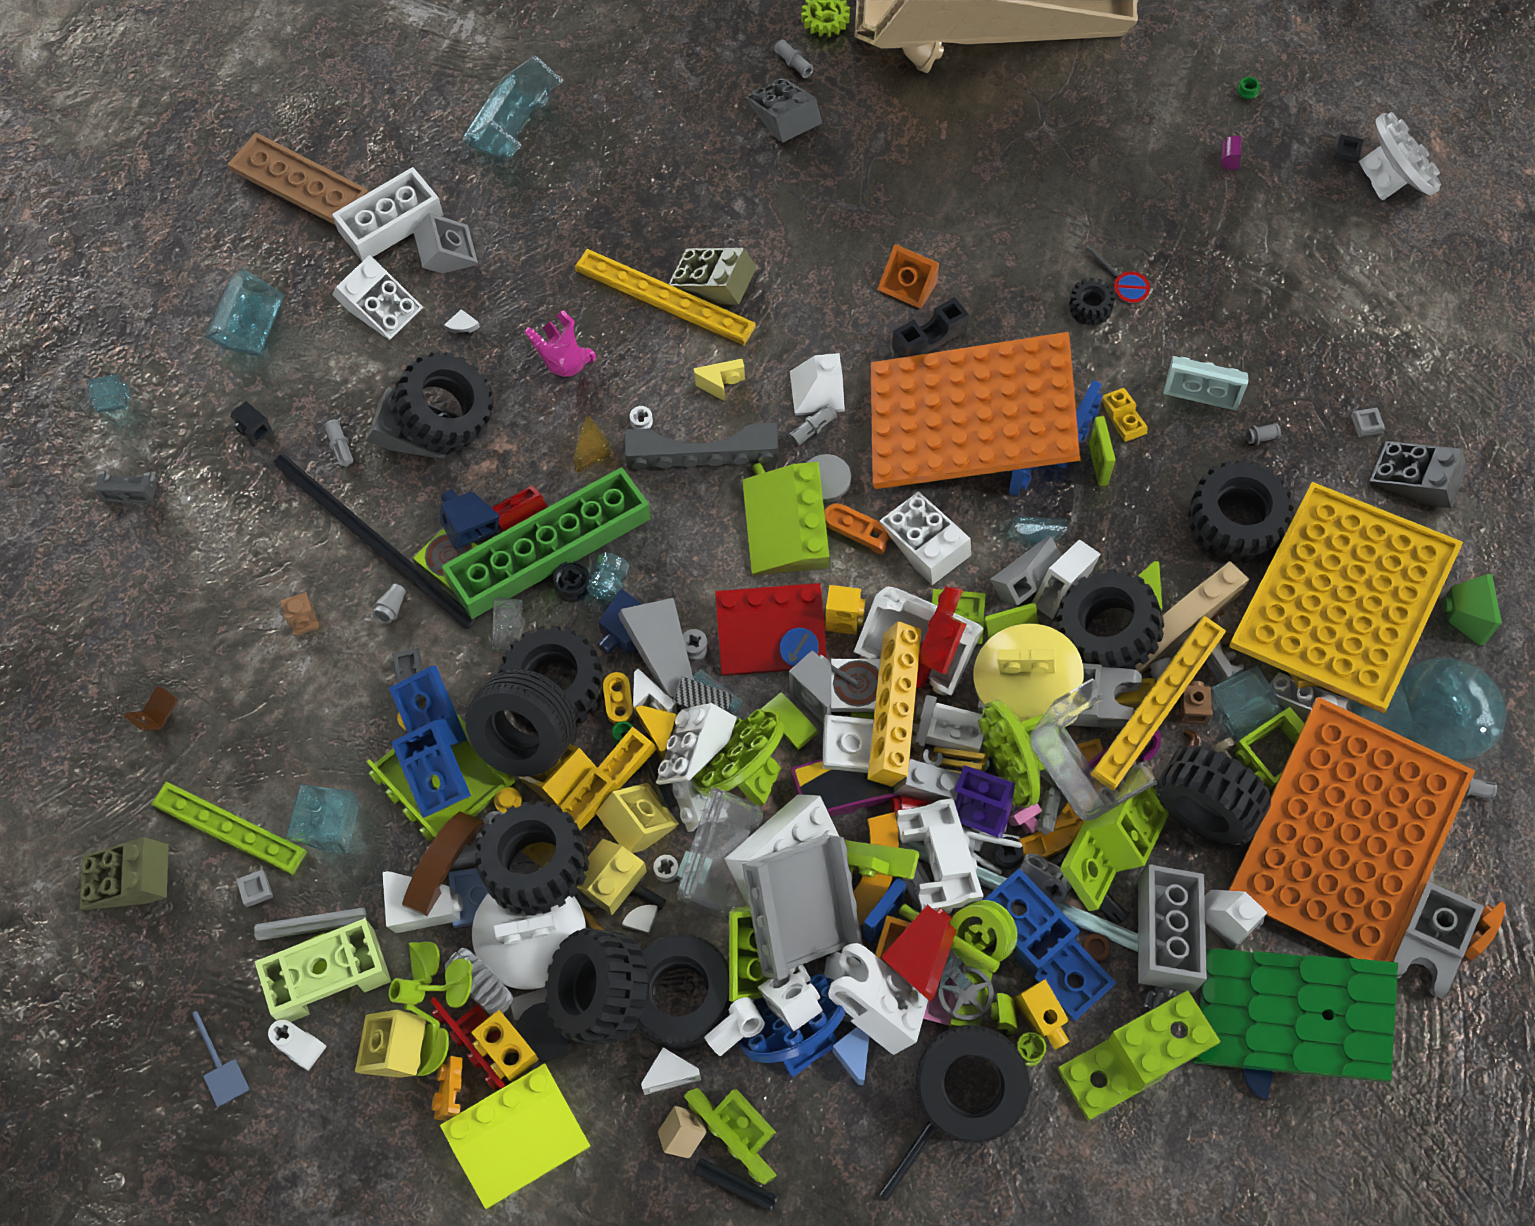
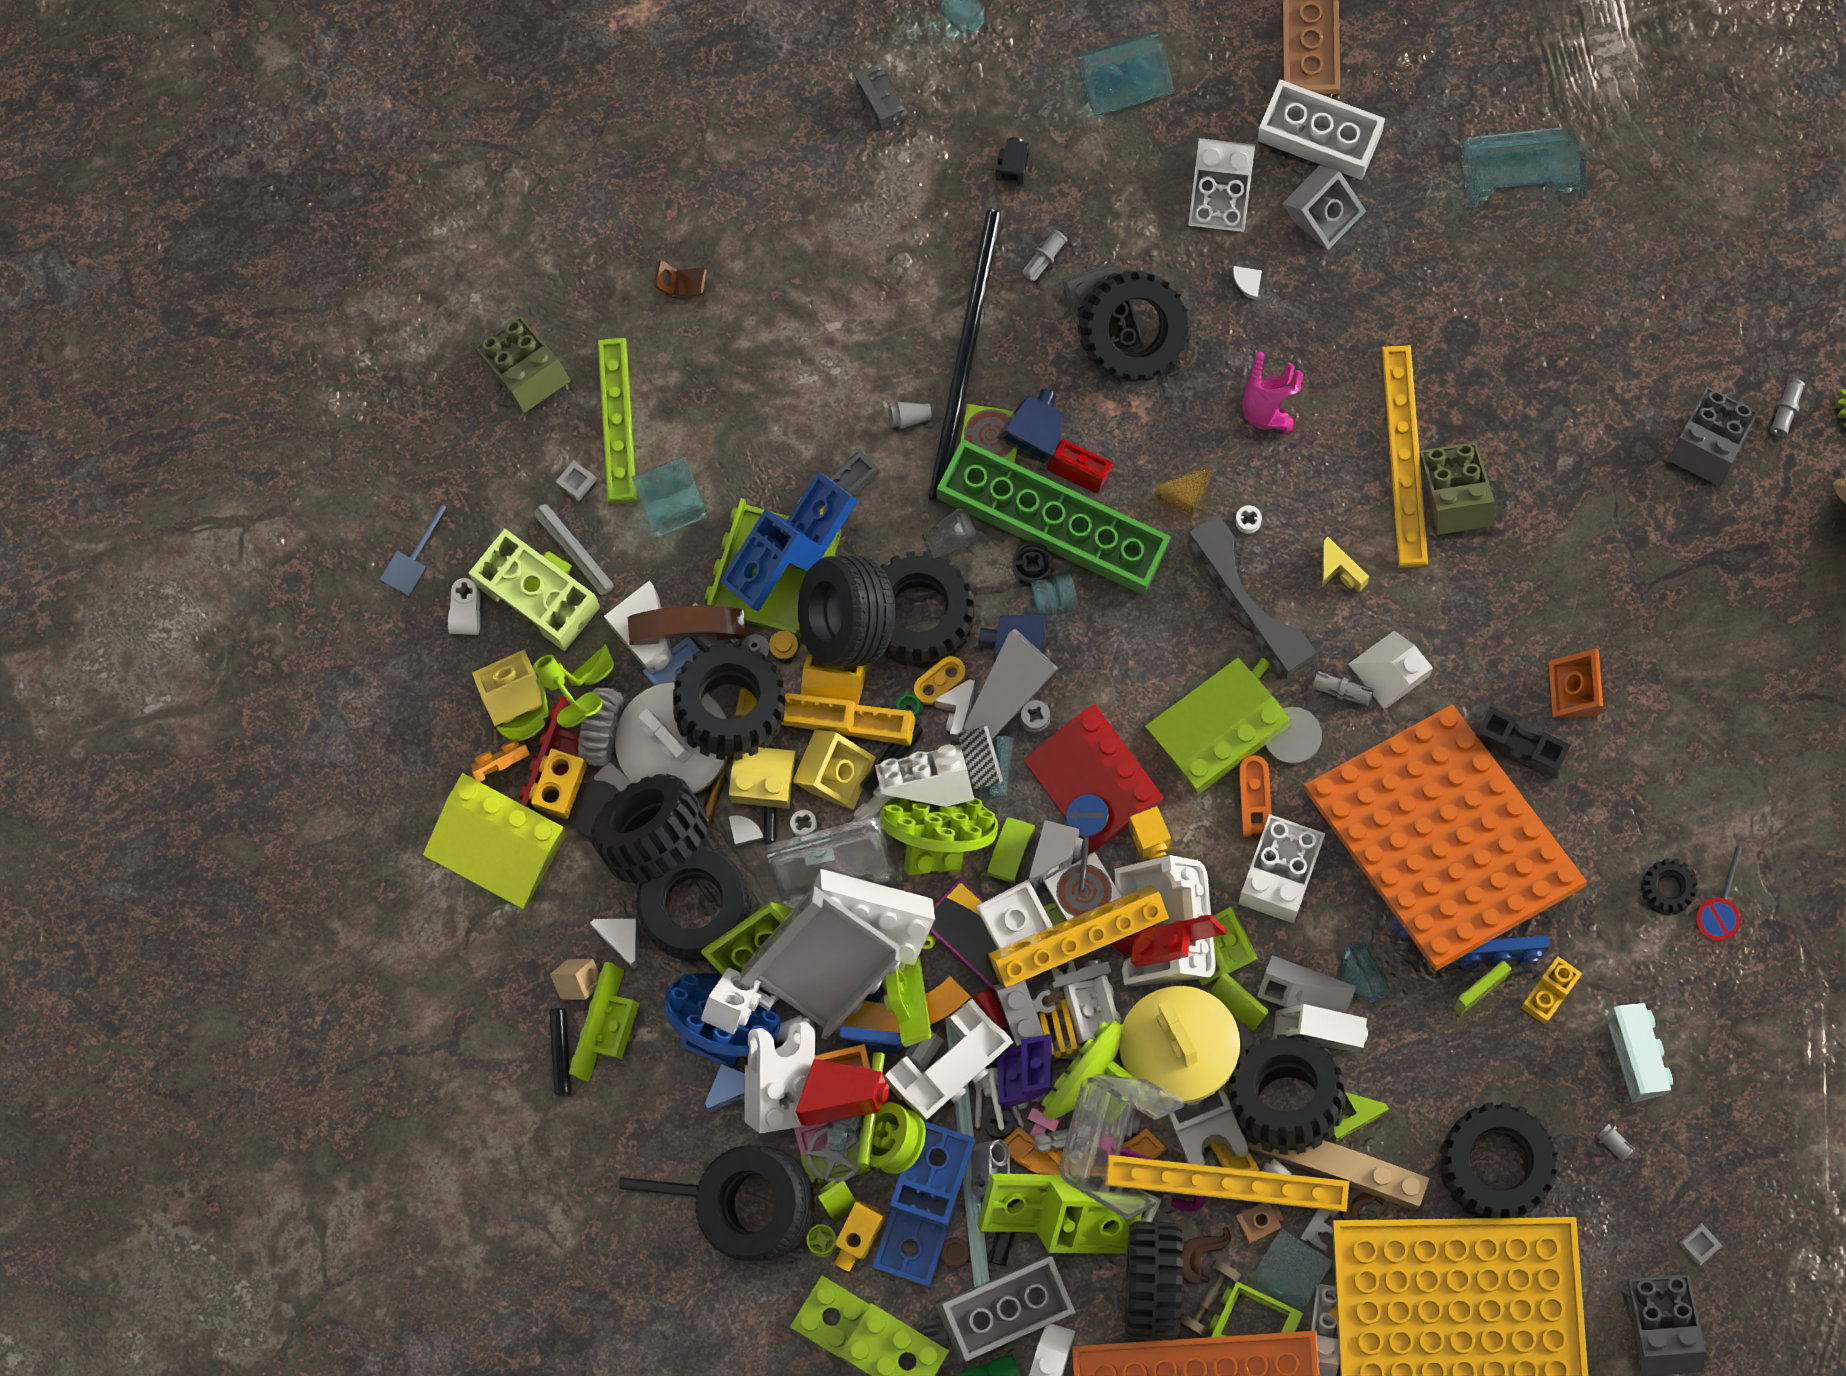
camera: 65 degrees right, 10 degrees up
(300, 613) = (849, 342): medium nougat brick -> none
(658, 725) = (931, 733): yellow slope -> none
(742, 1022) = (687, 971): white piece -> none

